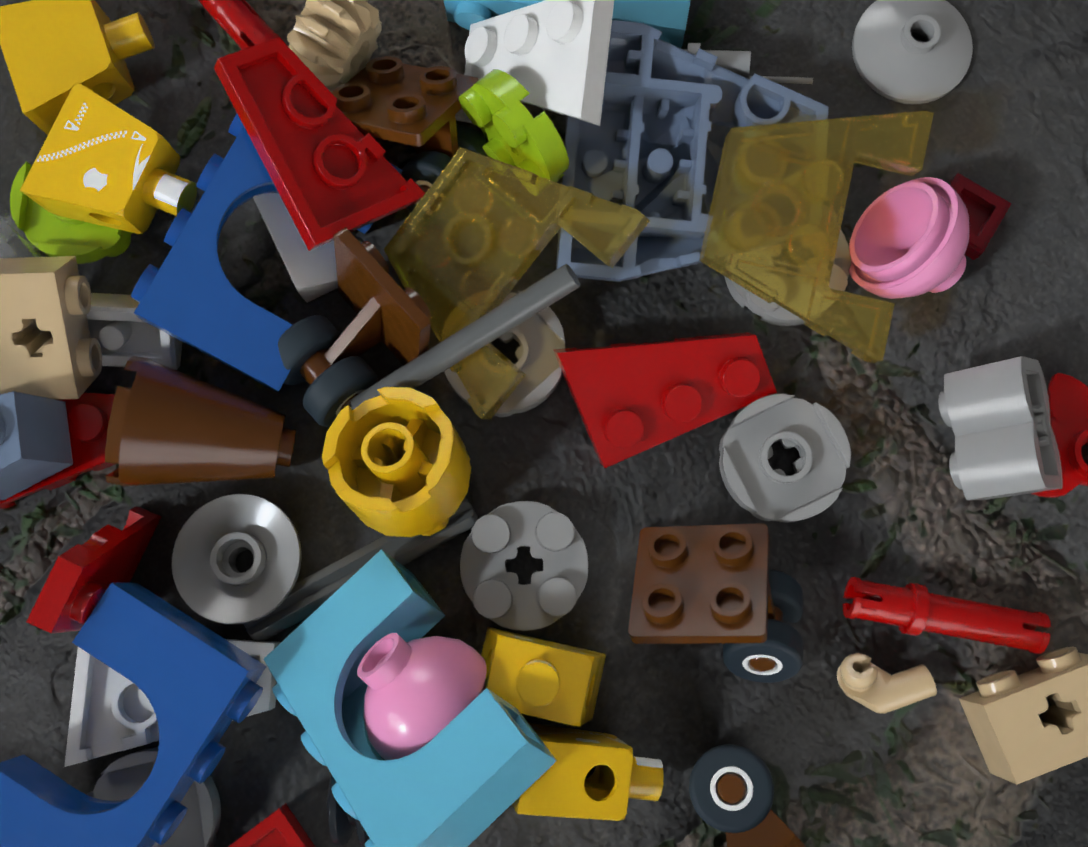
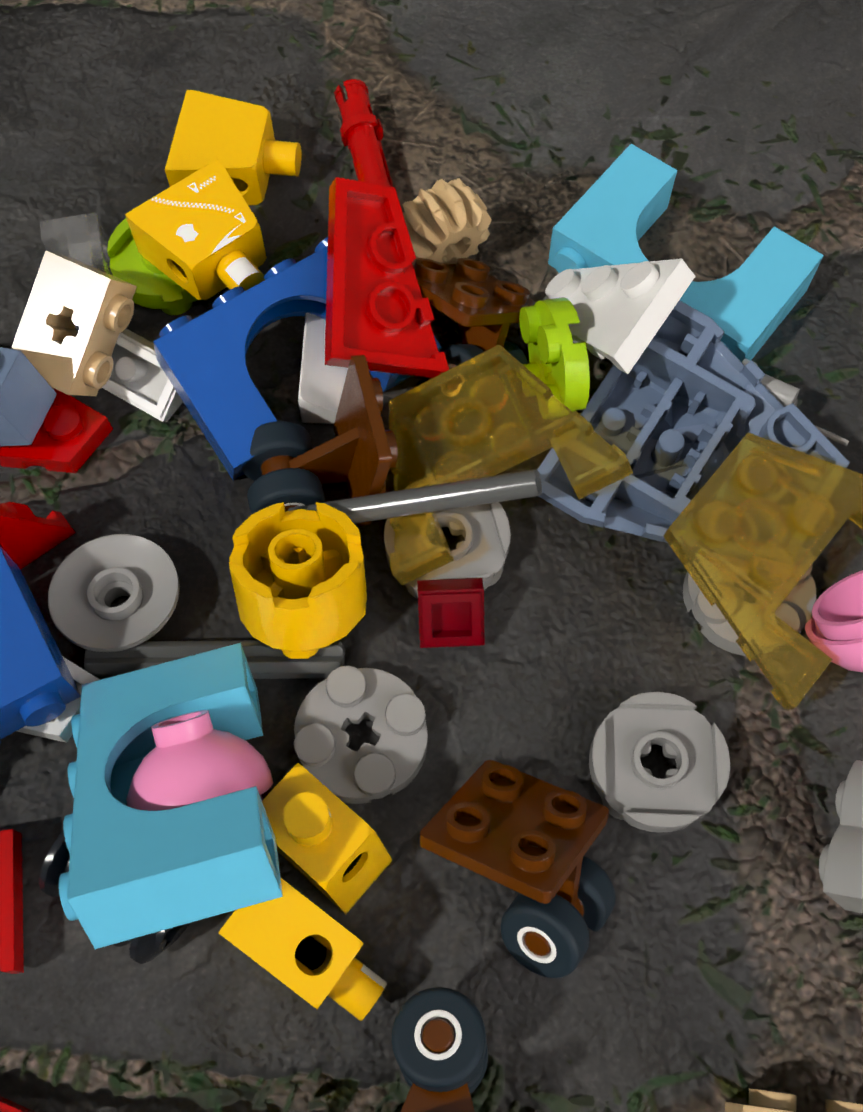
camera: 25 degrees right, 15 degrees down
(190, 431) = (139, 464): reddish brown cone -> none
(545, 419) = (451, 612): none -> dark red tile
(659, 390) = (573, 640): red wing -> none
(881, 690) = (645, 1042): tan arm -> none
(920, 611) = (749, 1000): red pin -> none

